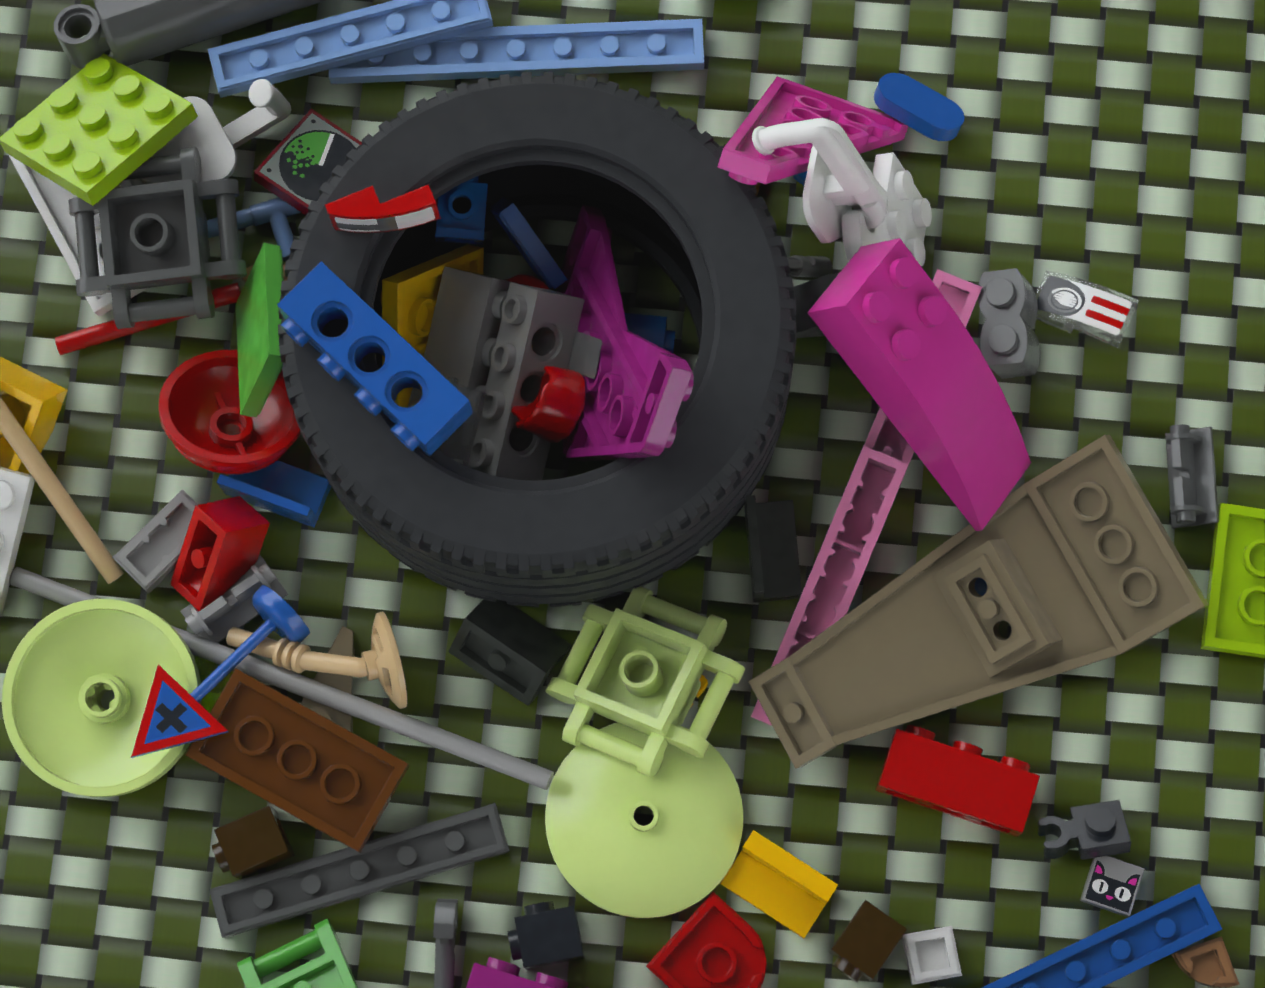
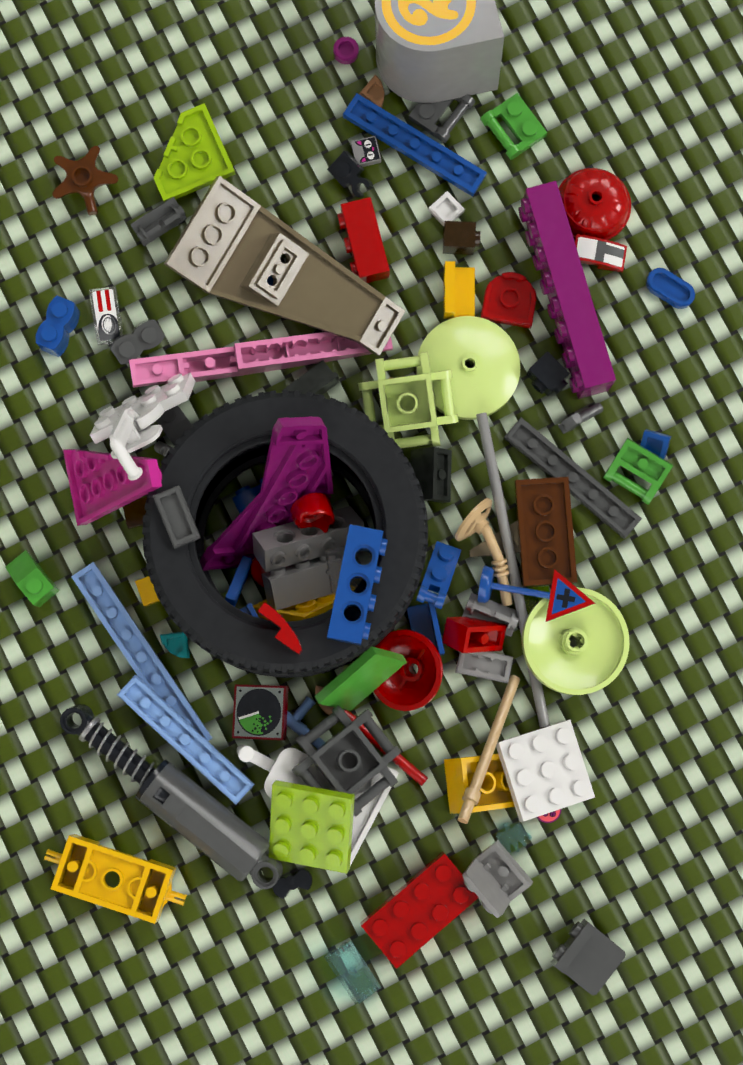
camera: 130 degrees left, 5 degrees up
(48, 70) = (301, 879): none -> black piece
(252, 843) = (593, 531): dark brown brick -> none
(343, 553) = (439, 574): none -> blue plate
(585, 354) = (280, 511): dark grey sticker -> none
(658, 165) = (176, 517): none -> dark grey tile
(918, 107) = (52, 448): blue tile -> none
(925, 375) = (192, 353): dark pink slope -> none
(1101, 213) = (60, 320): none -> blue brick

